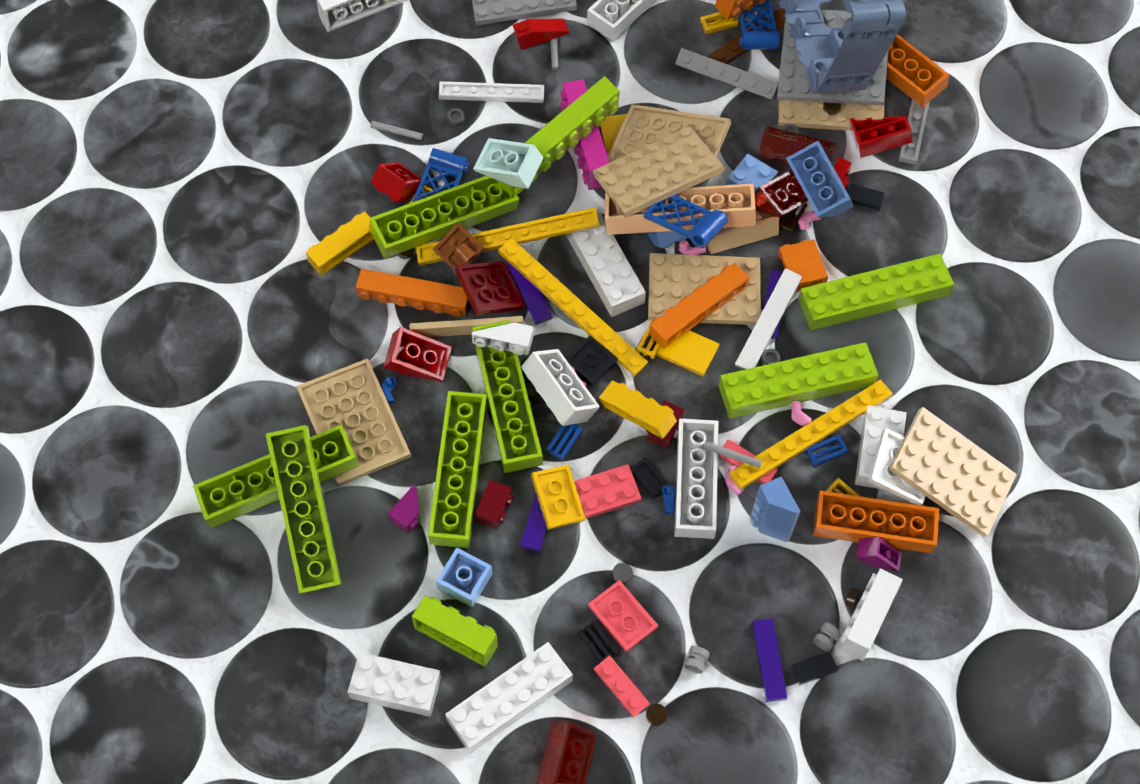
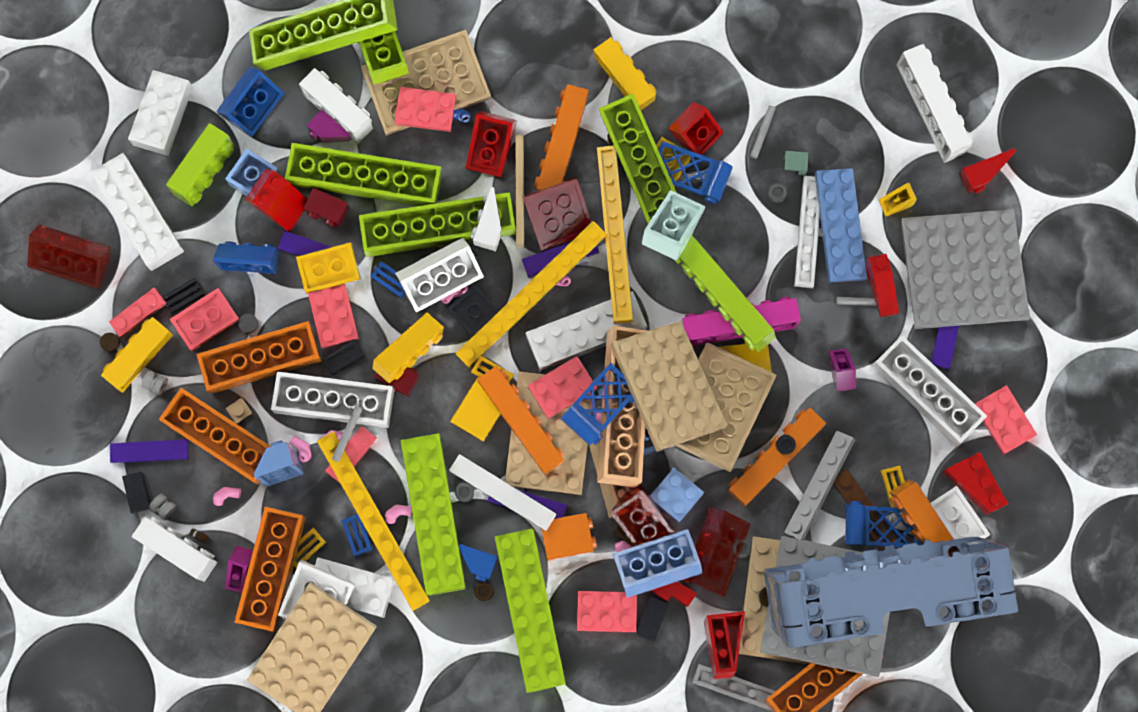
camera: 95 degrees right, 15 degrees up
(372, 510) = (342, 109): none -> white brick
(378, 592) = (250, 101): none -> blue slope
(384, 415) = (425, 109): none -> coral plate
(426, 98) = (796, 162): none -> sand green panel
(458, 21) = (898, 200): none -> yellow slope
(458, 247) = (602, 183): dark orange plate -> none
(484, 65) = (840, 225): none -> medium blue plate
(488, 548) = (277, 199): none -> red slope
(552, 576) = (246, 257): none -> blue slope
(619, 59) = (842, 369): none -> magenta slope
(660, 553) = (259, 357): none -> orange brick
(661, 275) = (561, 387): none -> coral plate
(668, 497) = (323, 371): blue arm -> none
(668, 681) = (136, 354): none -> yellow brick
(695, 93) = (785, 444): none -> black tile
(700, 101) = (771, 462): none -> orange brick
(715, 573) = (239, 411): none -> tan plate
(745, 507) = (303, 447): none -> bright pink arm
(747, 585) = (214, 433): none -> orange brick
(803, 579) = (225, 492): none -> bright pink arm
(839, 335) = (479, 562): none -> blue slope
(862, 334) = (484, 591): none -> dark brown tile
(864, 233) = (606, 611): none -> coral plate

